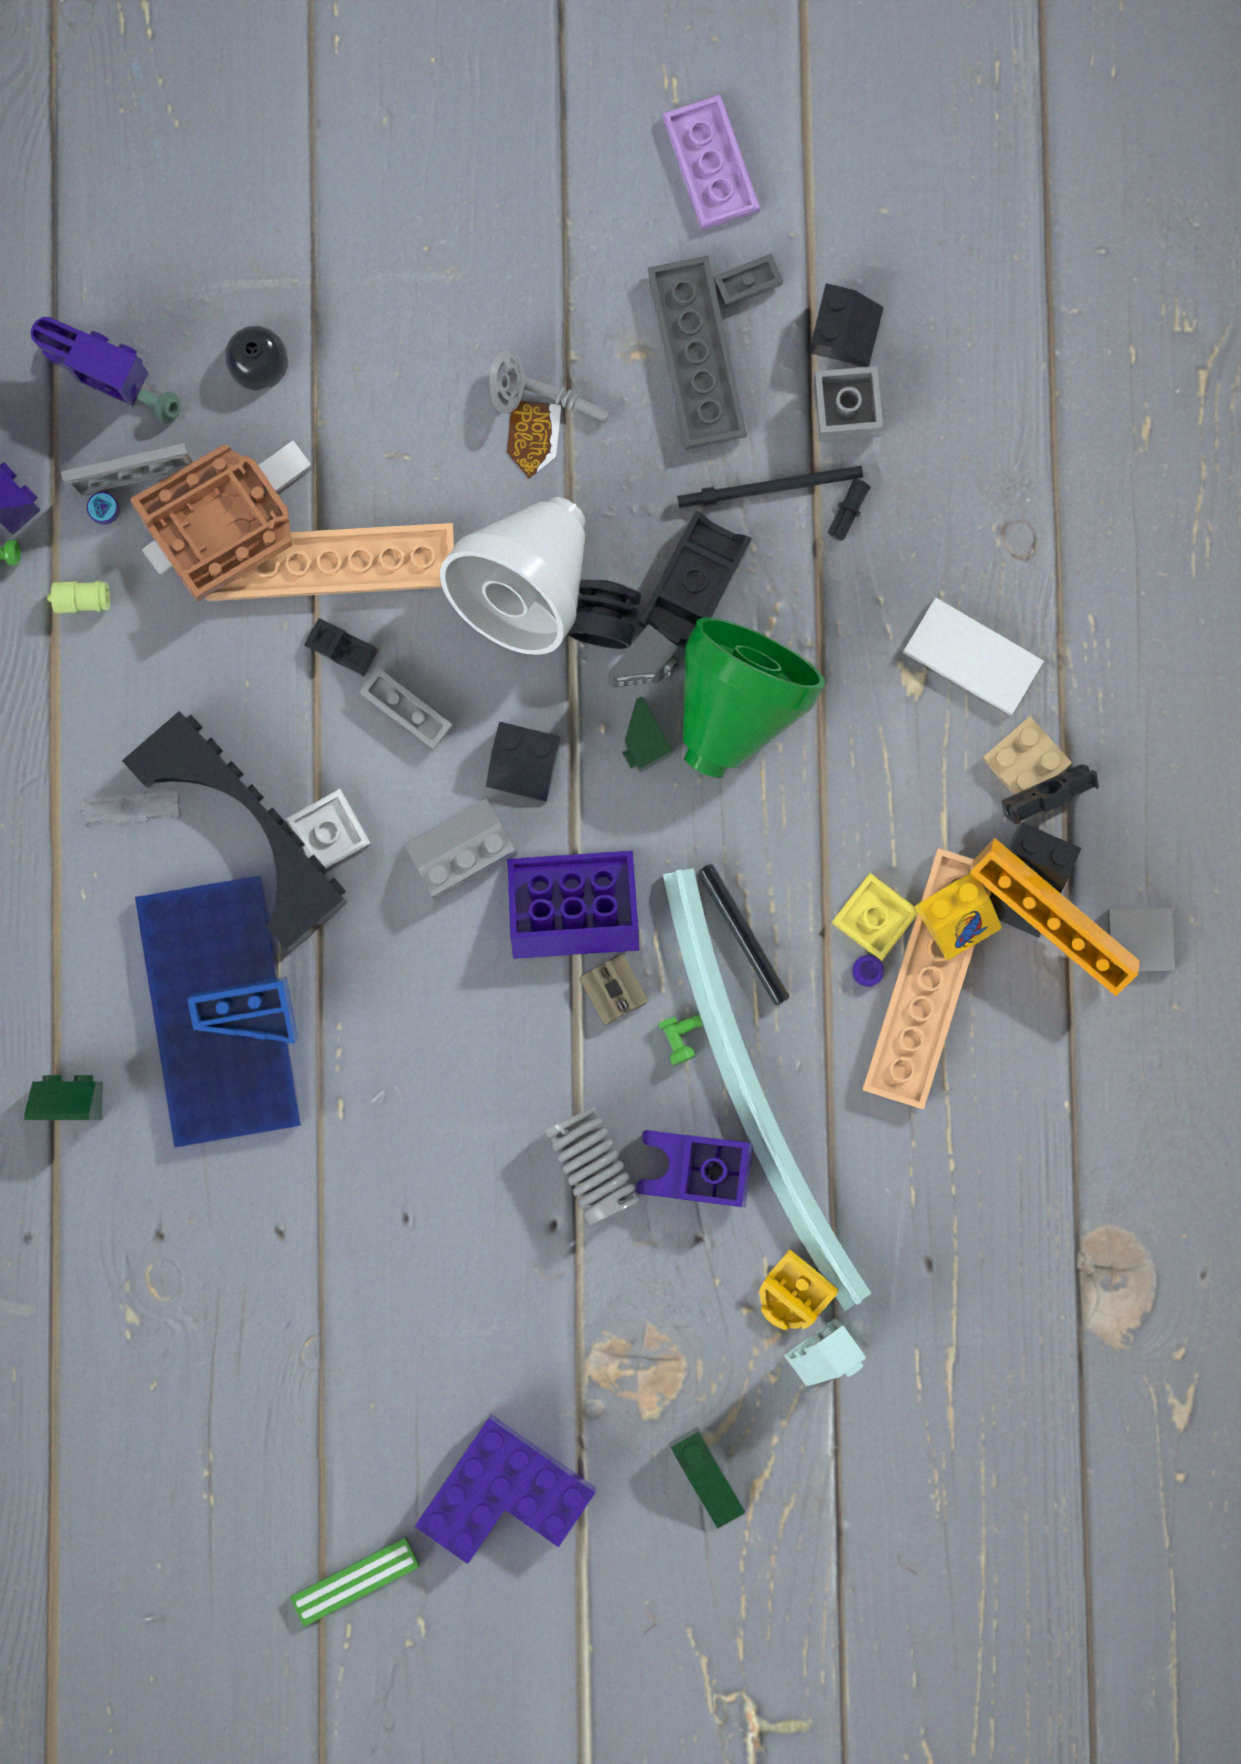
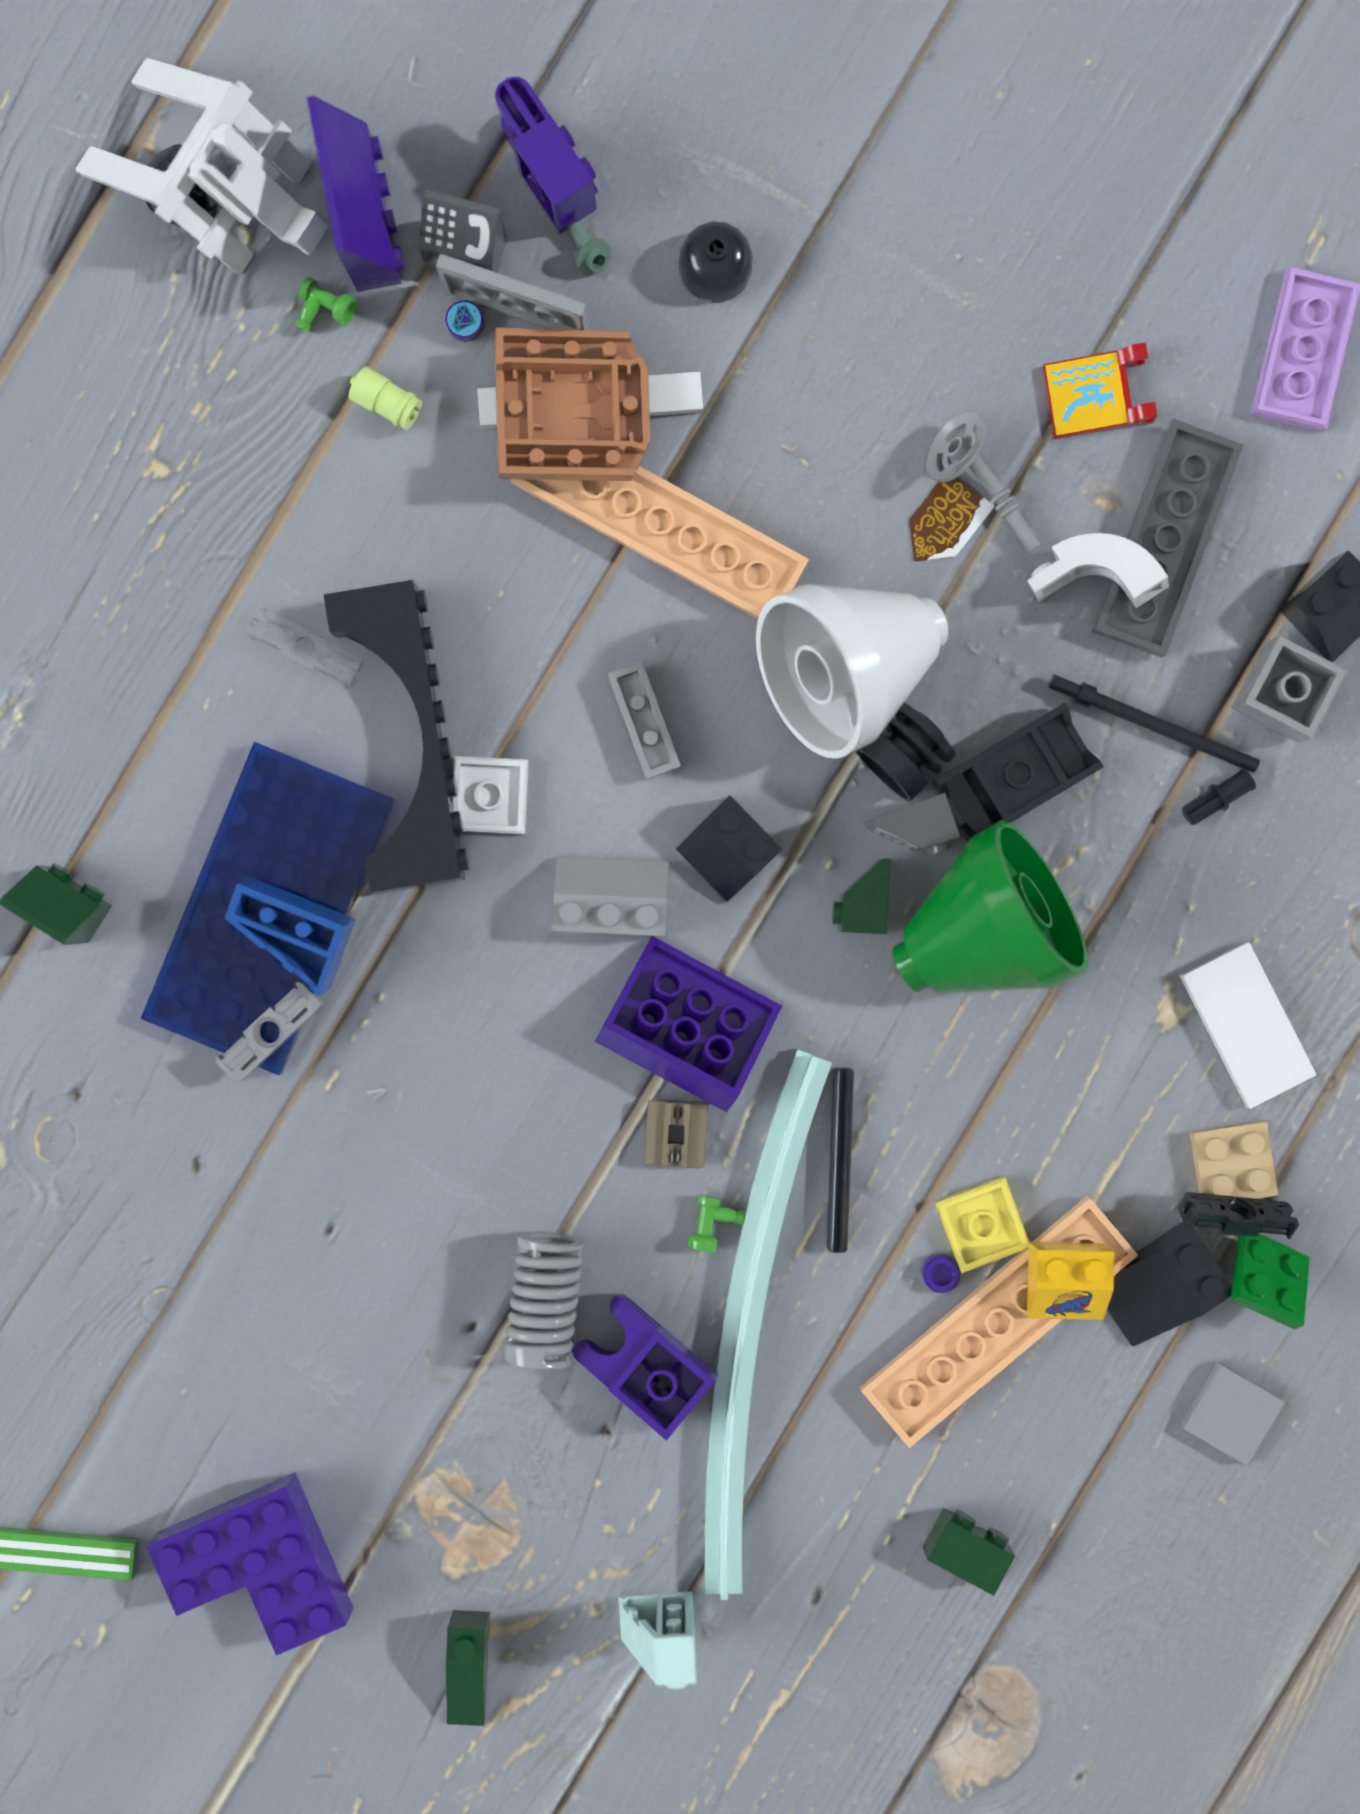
camera: 30 degrees right, 5 degrees up
(63, 448) = (461, 231): none -> dark grey slope
(270, 1118) = (252, 1051): none -> light grey piece
(341, 647) = (617, 616): black slope -> none
(581, 283) = (1094, 393): none -> flag
(656, 393) = (1104, 556): none -> white arch
(748, 280) = (1267, 496): dark grey plate -> none
(794, 1293) = (666, 1547): yellow slope -> none
(1014, 1157) = (969, 1550): none -> dark green brick
(1055, 917) = (1166, 1347): light orange brick -> none
(1101, 824) = (1271, 1279): none -> green plate

